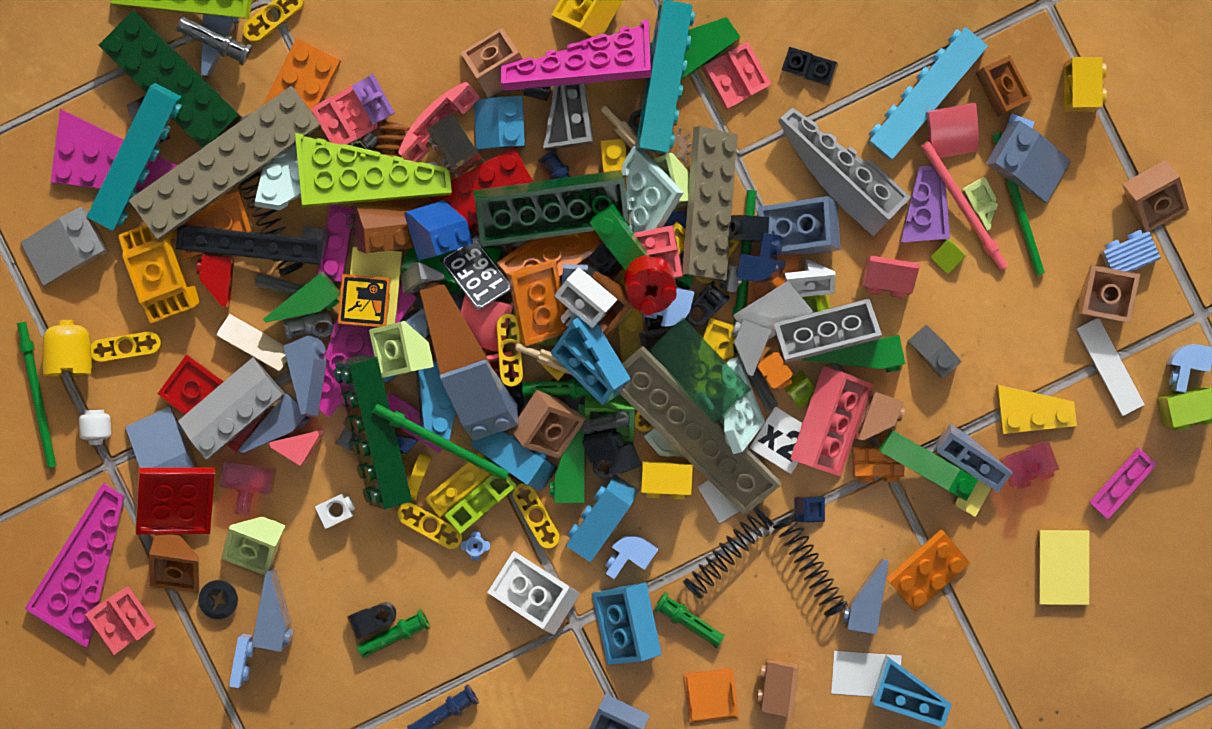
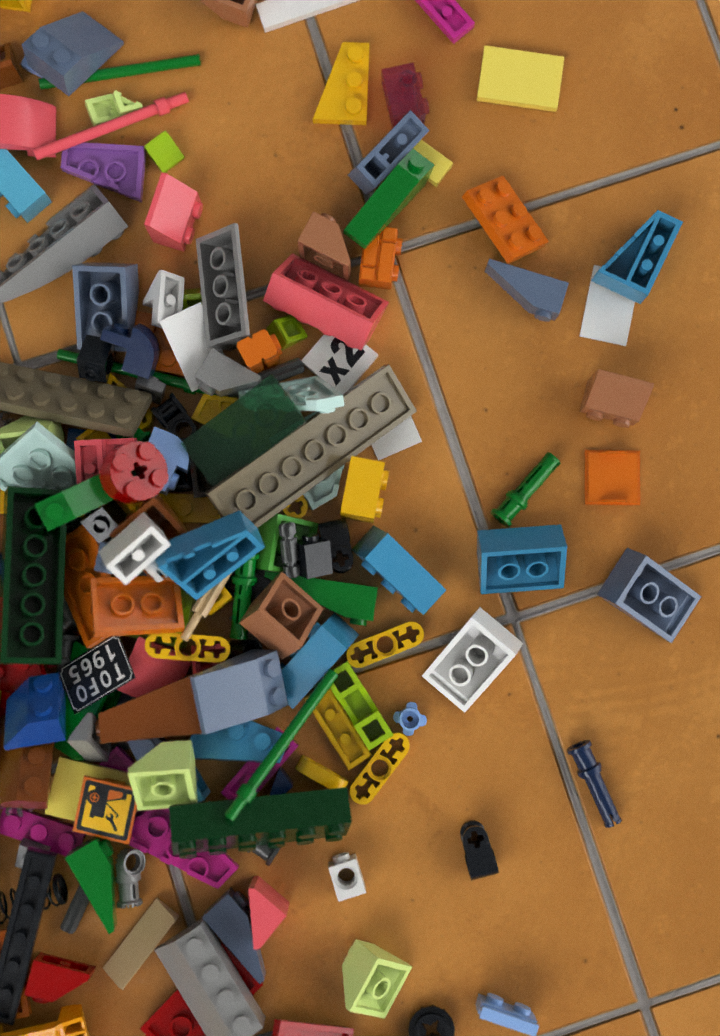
camera: 85 degrees left, 5 degrees down
(247, 480) = (298, 977): clear pink brick -> none
(273, 620) = (461, 970): sand blue slope -> none
(307, 370) = (180, 887): sand blue slope -> none
(403, 629) = (495, 816): green pin -> none
(632, 548) = (436, 542): light blue brick -> none
(693, 587) = (424, 390): black piece -> none
(810, 509) = (420, 341): dark blue slope -> none
(839, 605) = (536, 332): black piece -> none
(874, 354) = (259, 248): green slope -> none
(934, 351) = (266, 179): dark grey slope -> none

